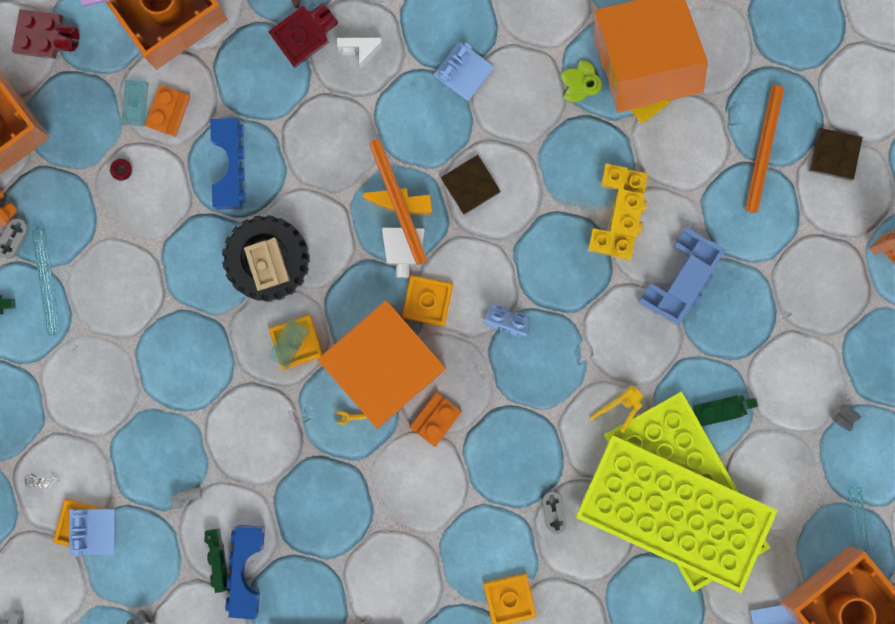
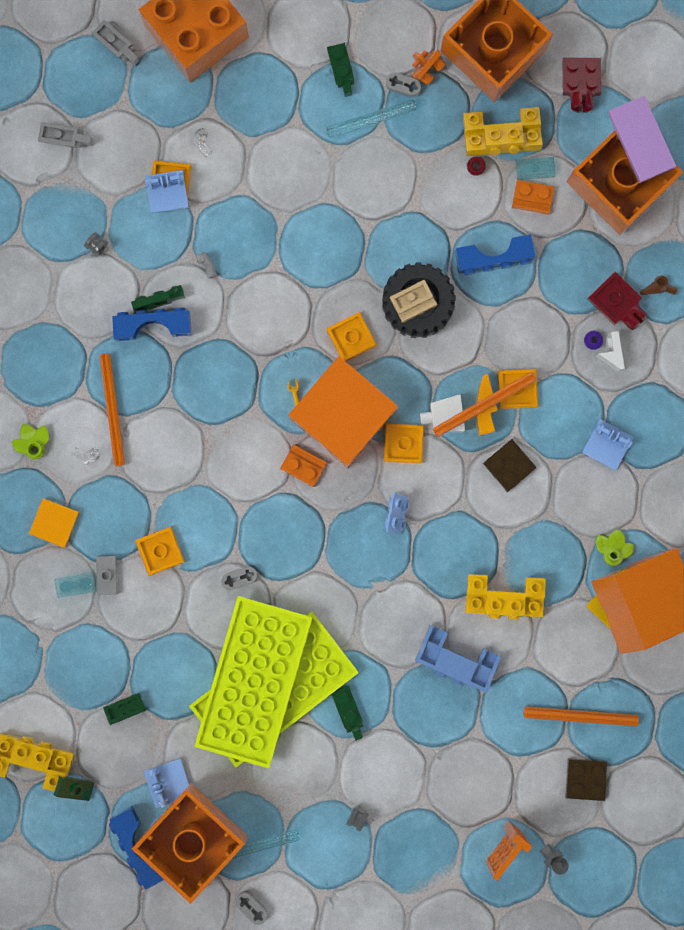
camera: 80 degrees right, 0 degrees up
(93, 133) = (504, 137): none -> yellow bracket
(288, 343) = (349, 331): clear light blue plate -> none
(342, 74) = (587, 340): none -> dark purple plate
(397, 156) = (525, 397): none -> light orange tile
(628, 398) = (345, 628): yellow plant -> none

